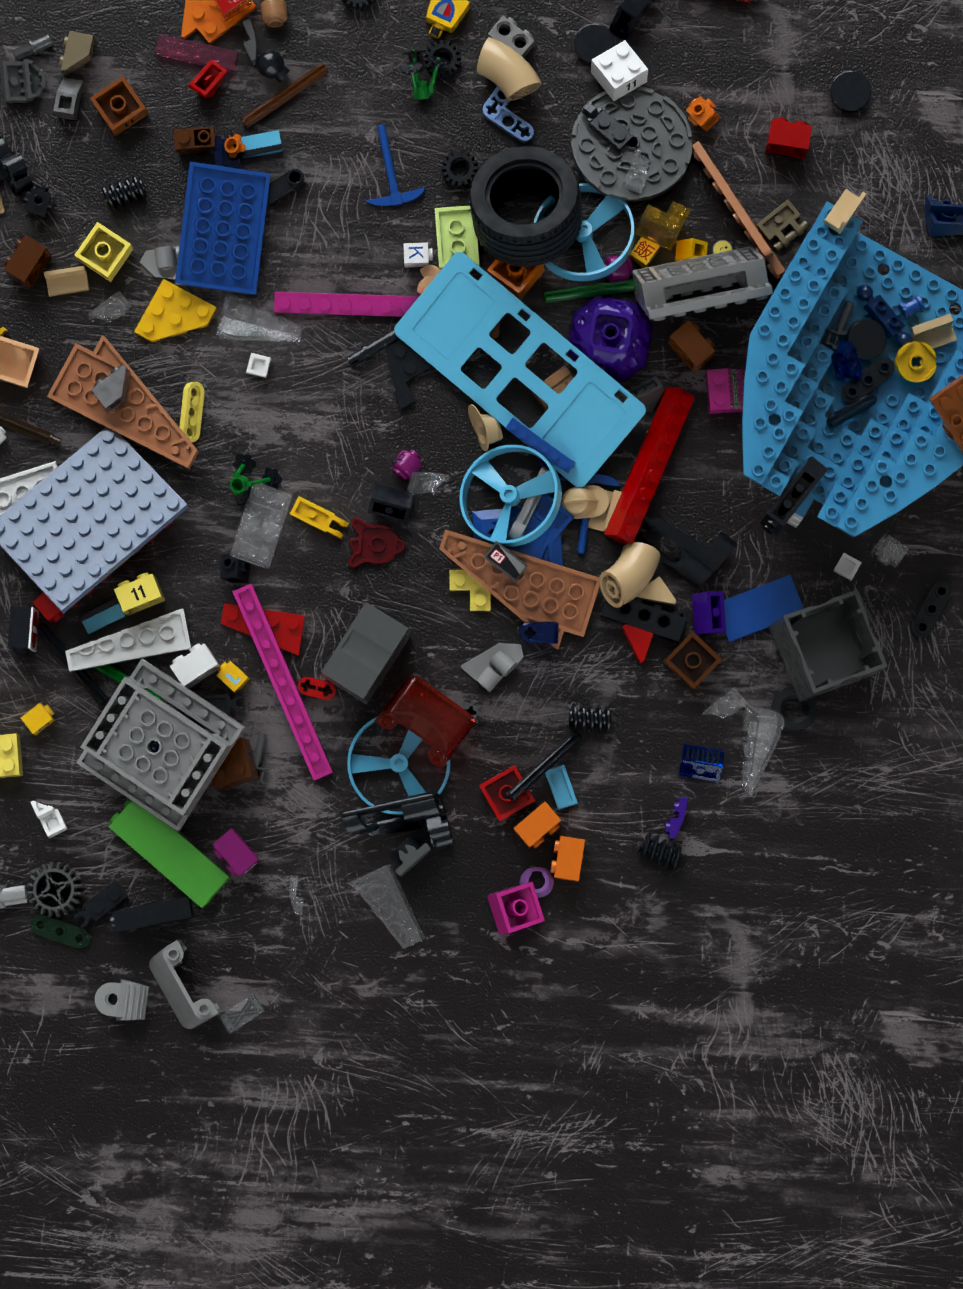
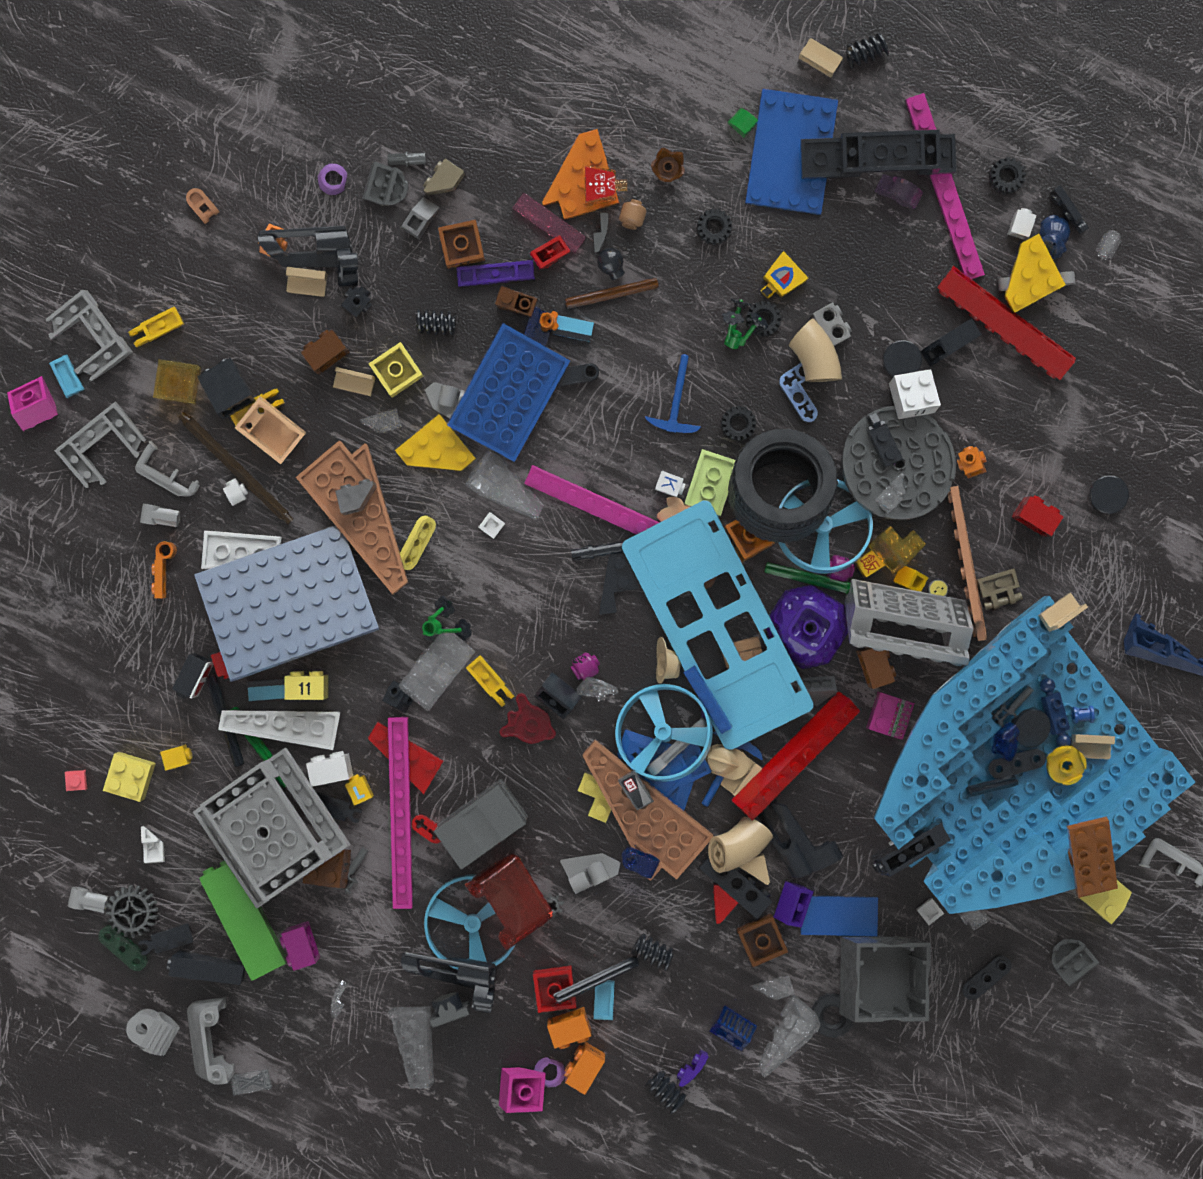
camera: 15 degrees right, 5 degrees up
(163, 121) = (495, 273): none -> dark purple plate

